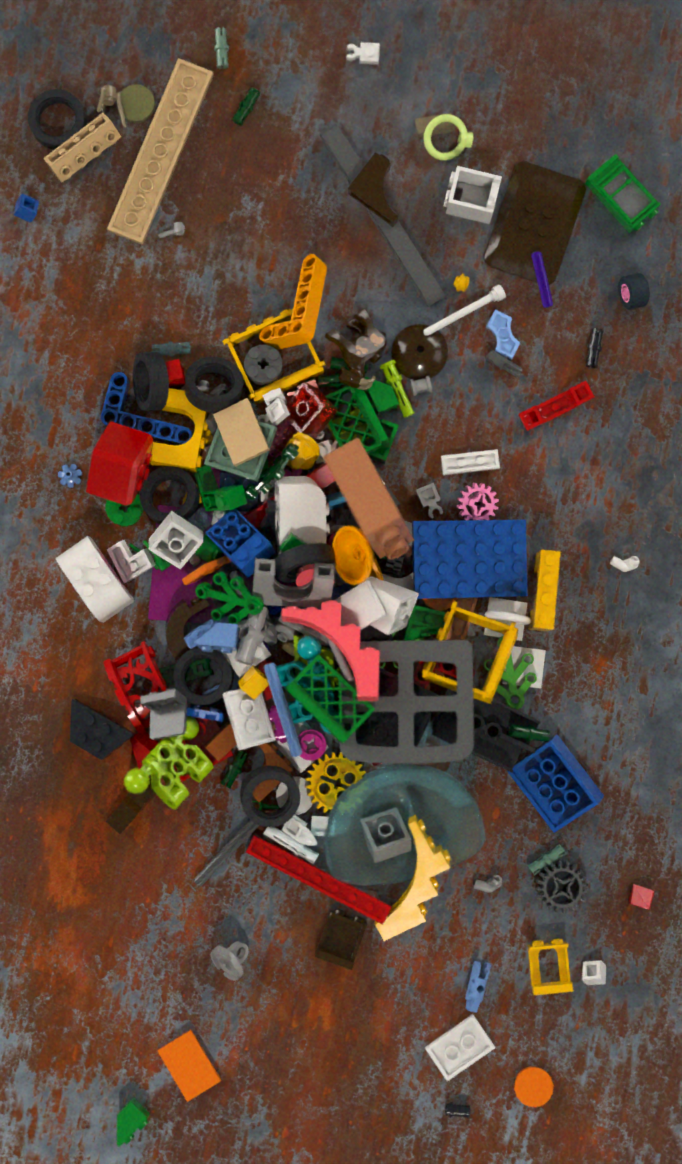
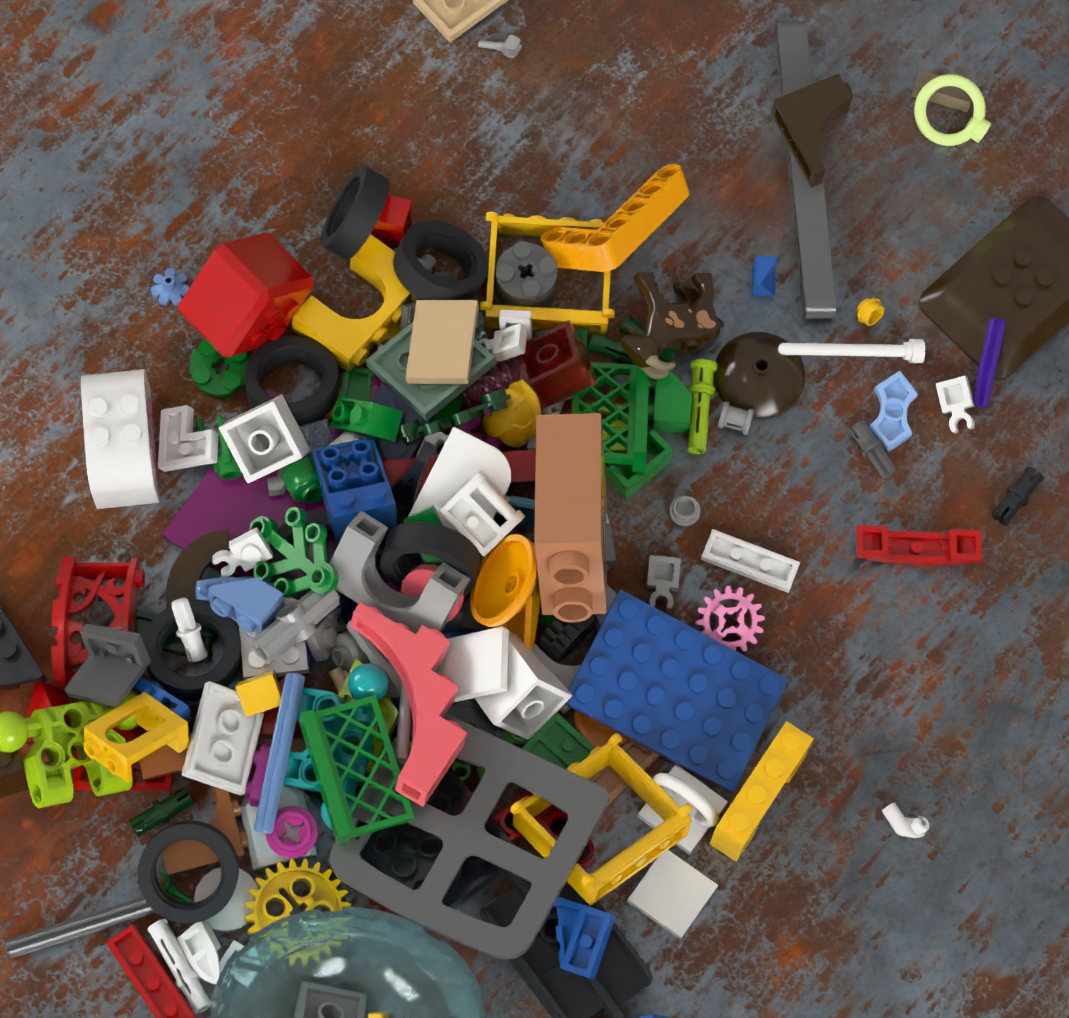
camera: 25 degrees right, 15 degrees down
(139, 421) = (288, 237): blue beam -> none
(172, 348) = (411, 191): clear light blue pin -> none
(195, 668) = (188, 630): none -> white axle
(201, 609) = (244, 551): none -> white plate
(205, 570) = (279, 500): orange tile -> none
(213, 728) = (159, 721): none -> yellow panel
(317, 529) = (474, 521): none -> white plate
(392, 293) = (764, 276): none -> blue slope
(420, 453) = (684, 510): none -> light grey plate
(478, 194) = (959, 207): white container -> none
(494, 721) = (581, 936): none -> blue wing
(511, 677) = (645, 896): bright green plant -> none
(529, 733) = (627, 986): dark green pin -> none
(534, 310) = (955, 399): none -> white plate

